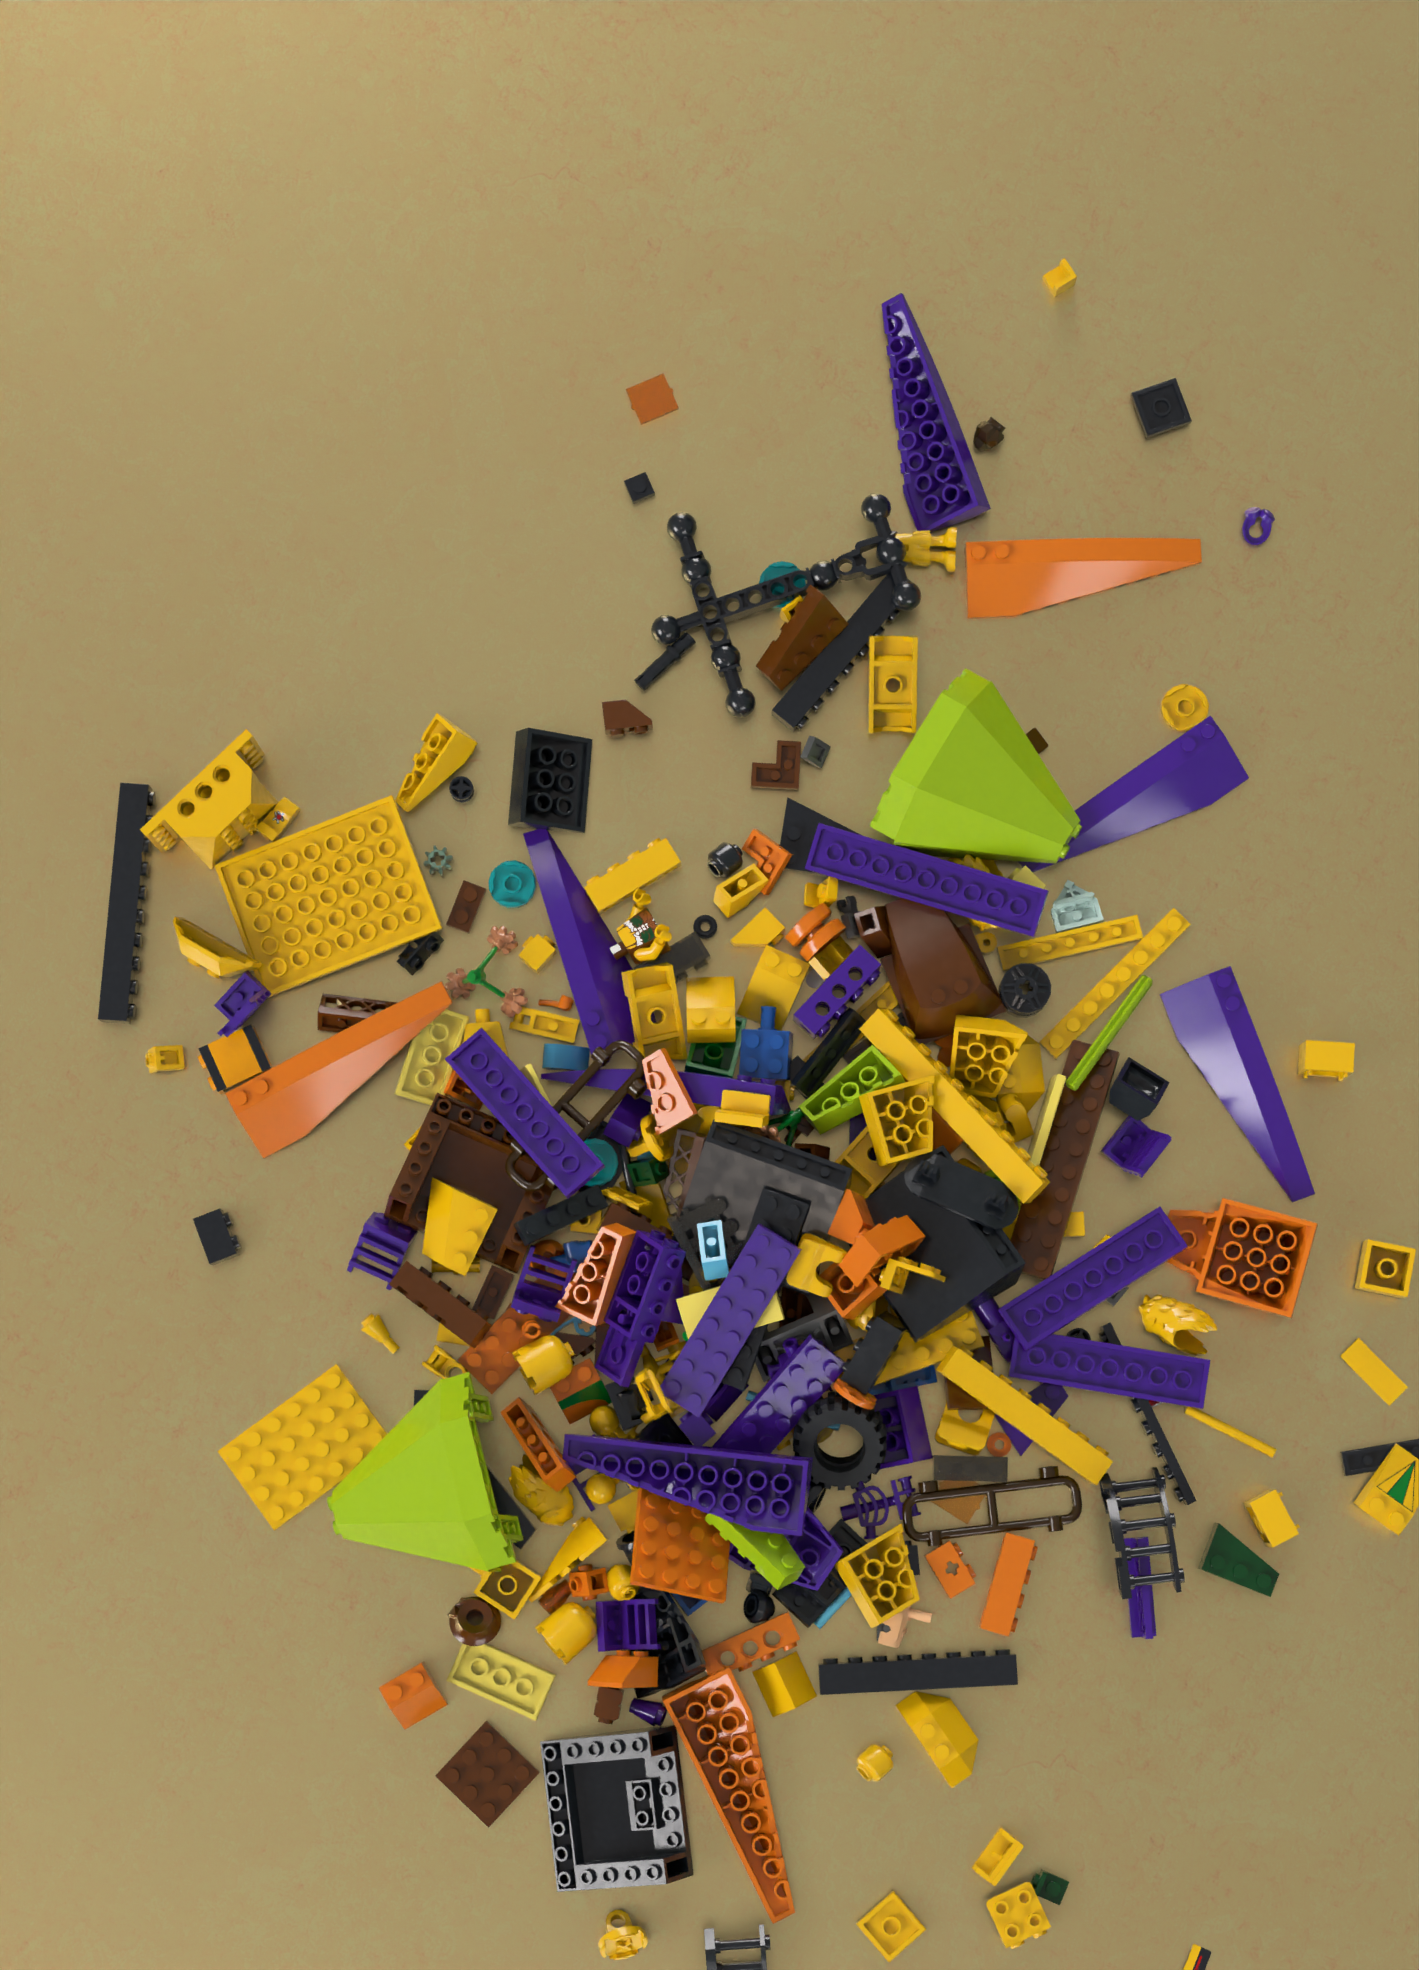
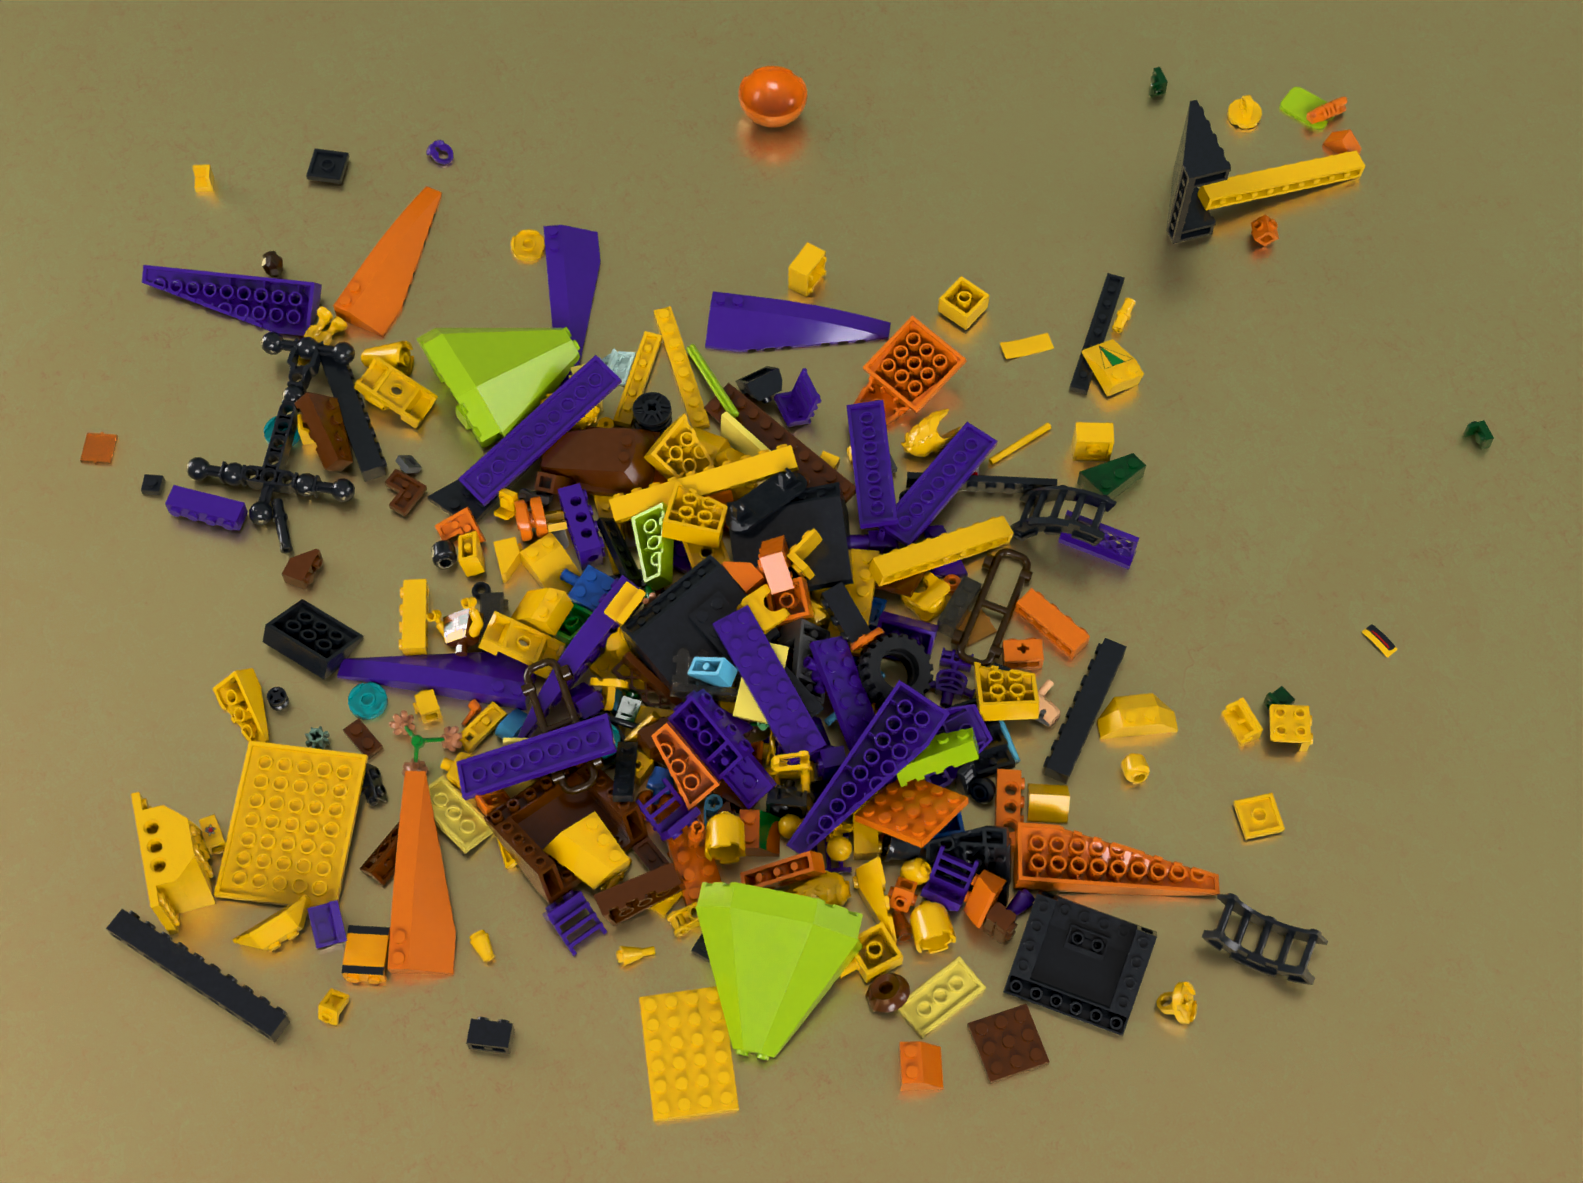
camera: 65 degrees left, 20 degrees down
(306, 1171) = (481, 943): none -> yellow cone
(638, 567) = (206, 508): none -> dark purple brick
(668, 1093) = (585, 653): wing -> none
(937, 650) = (395, 354): none -> yellow cone

